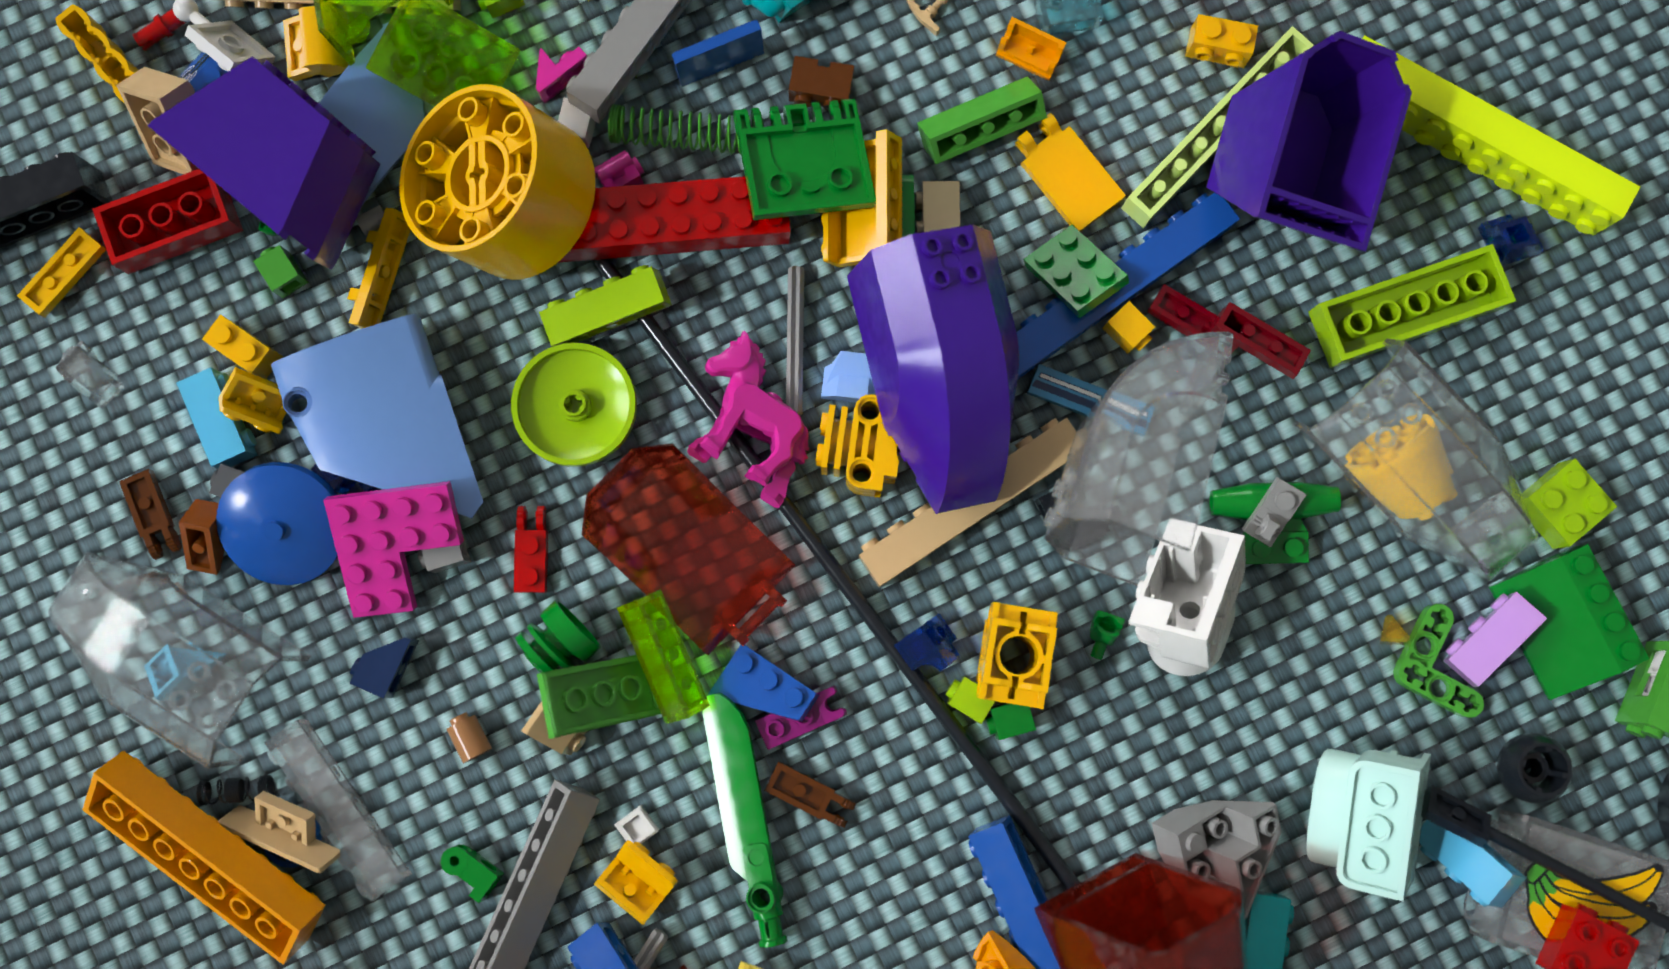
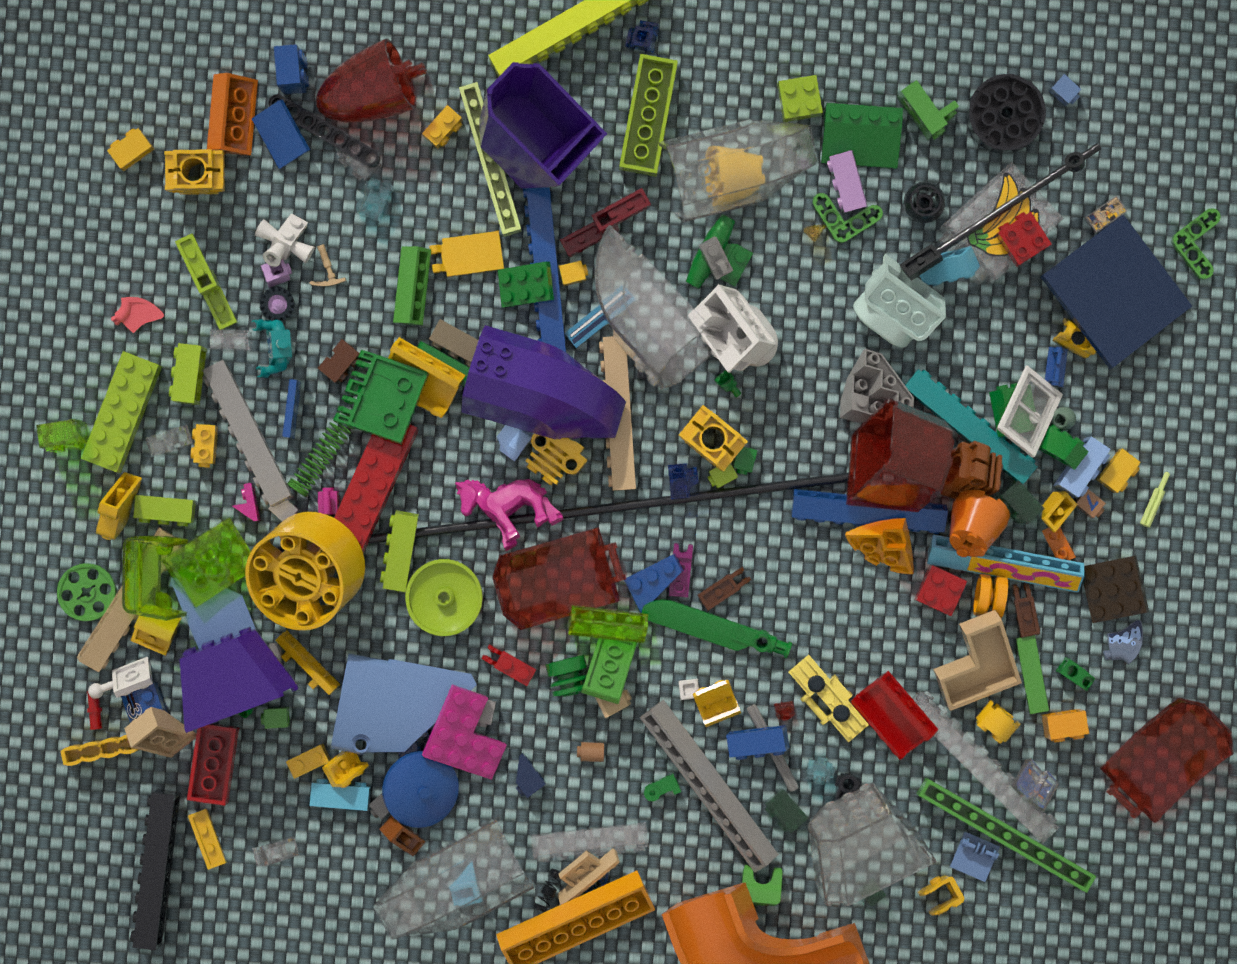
camera: 60 degrees left, 5 degrees up
(150, 512) = (370, 859): reddish brown hinge -> none
(795, 339) = (474, 457): light grey axle -> none
(1030, 48) = (386, 234): light orange hinge -> none

